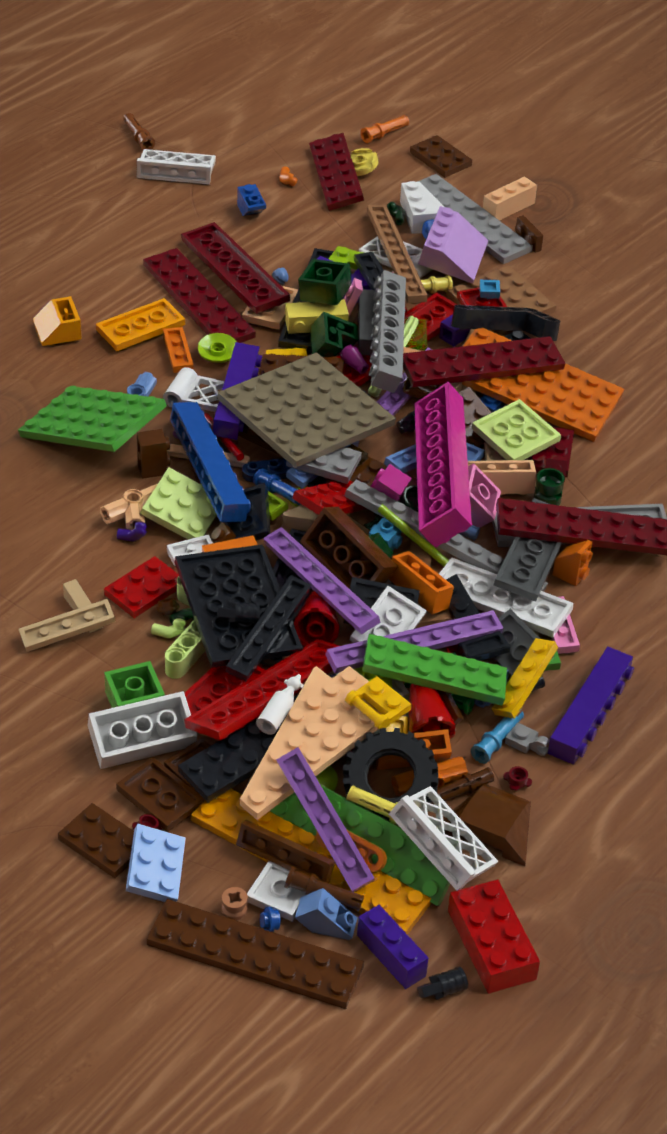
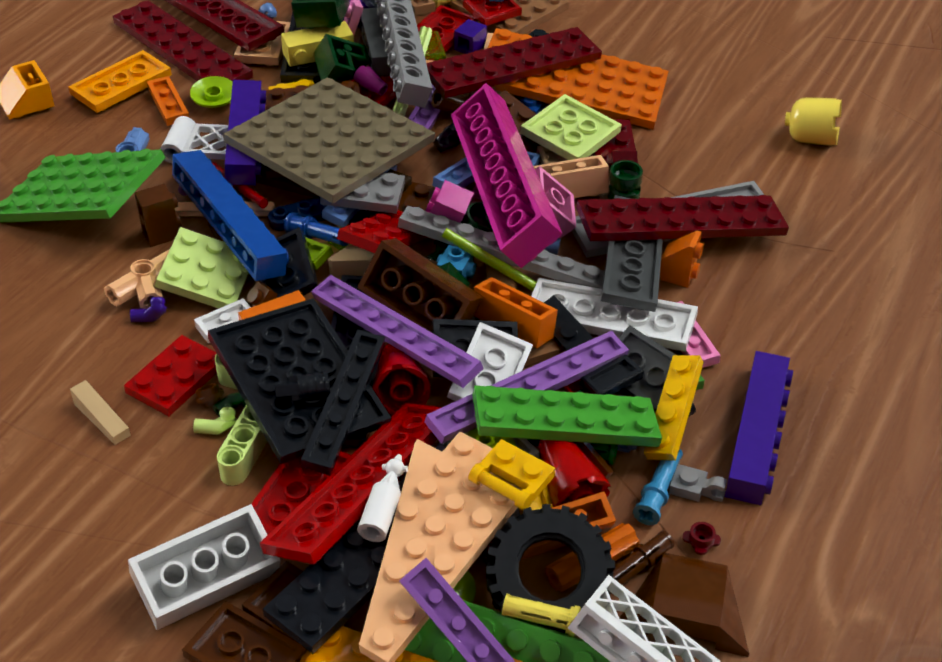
camera: 10 degrees left, 0 degrees up
(67, 625) = (82, 441): tan plate -> none
(132, 684) = (181, 507): bright green brick -> none
(506, 318) = (524, 18): black beam -> none

